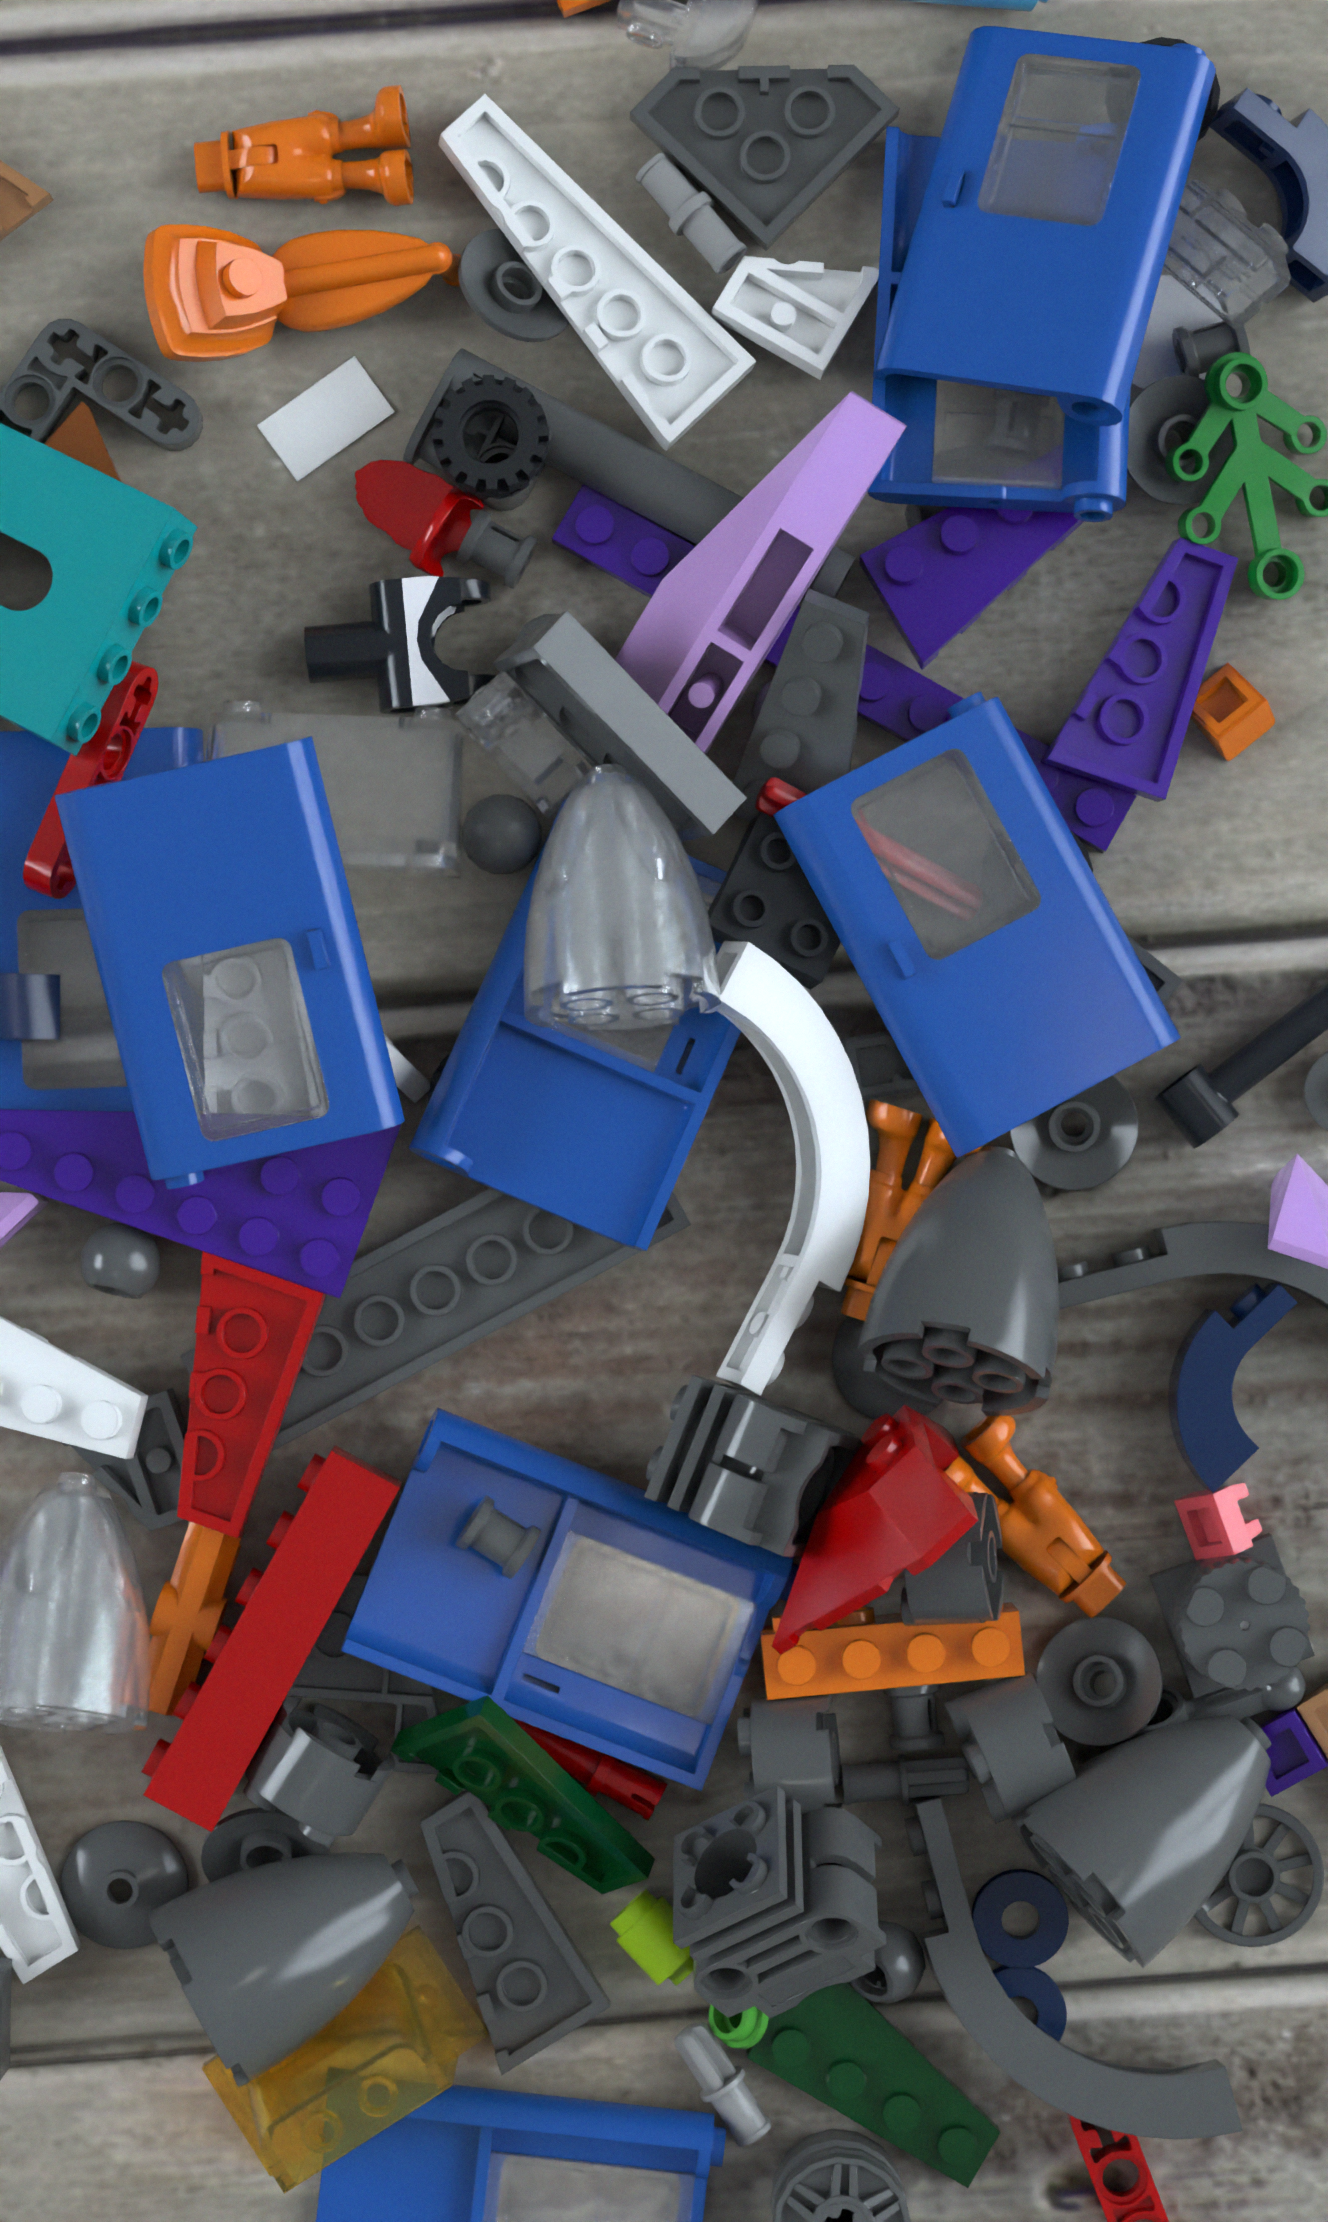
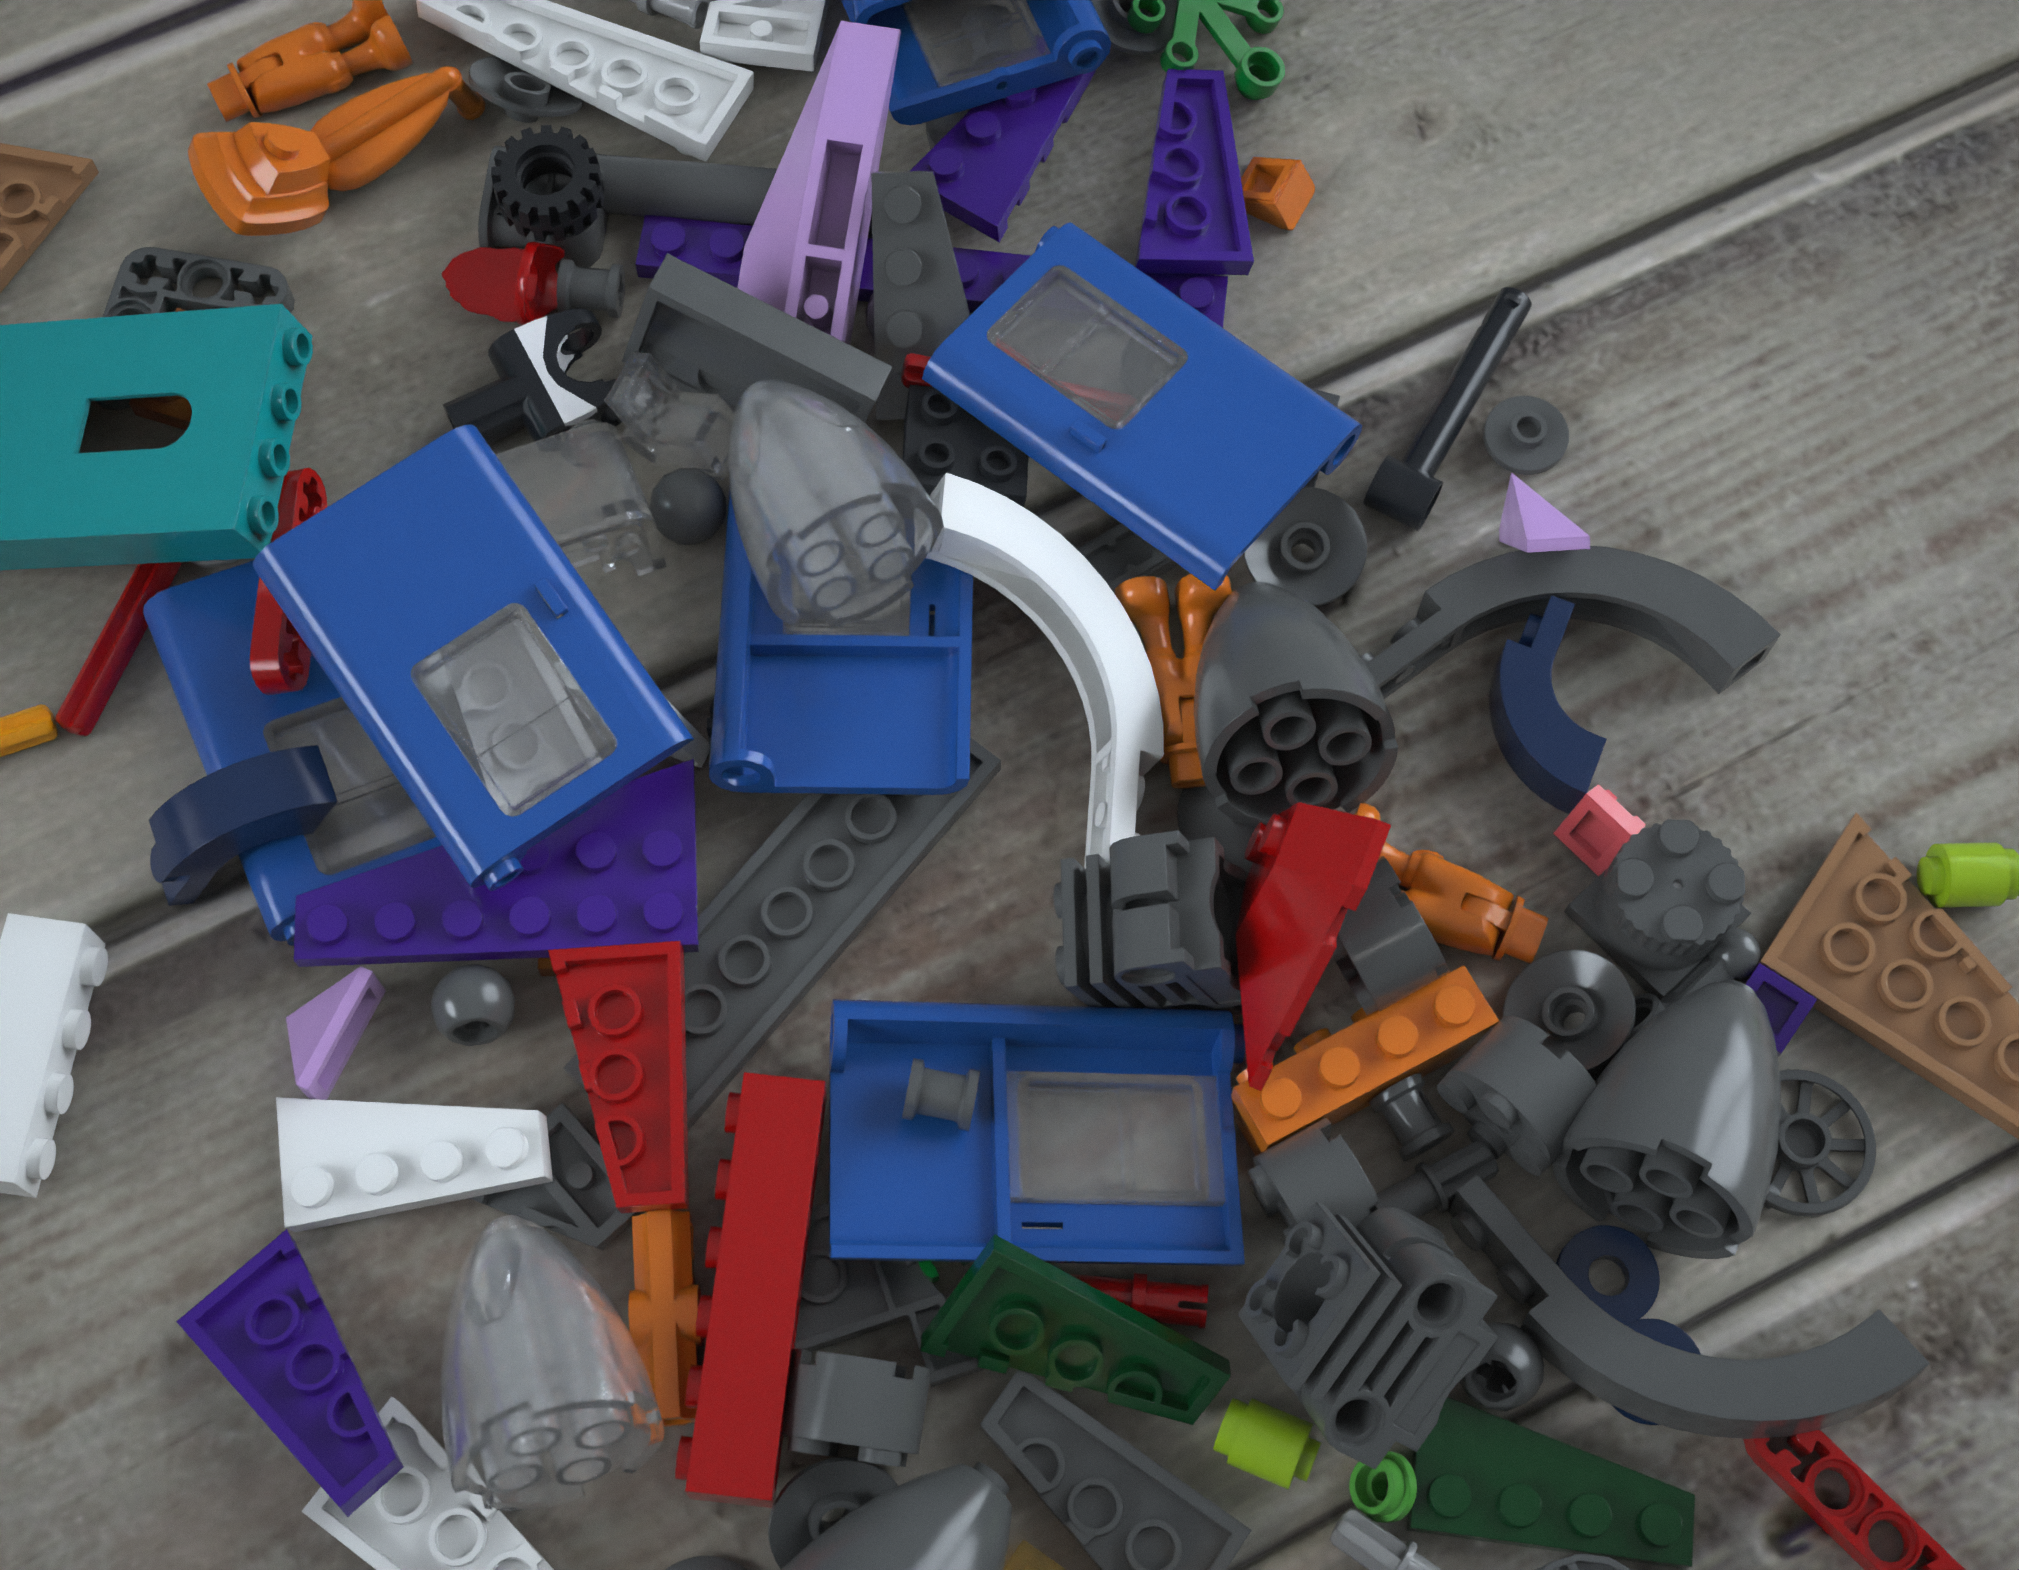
camera: 25 degrees left, 20 degrees down
(325, 418) = (400, 254): white sticker -> none

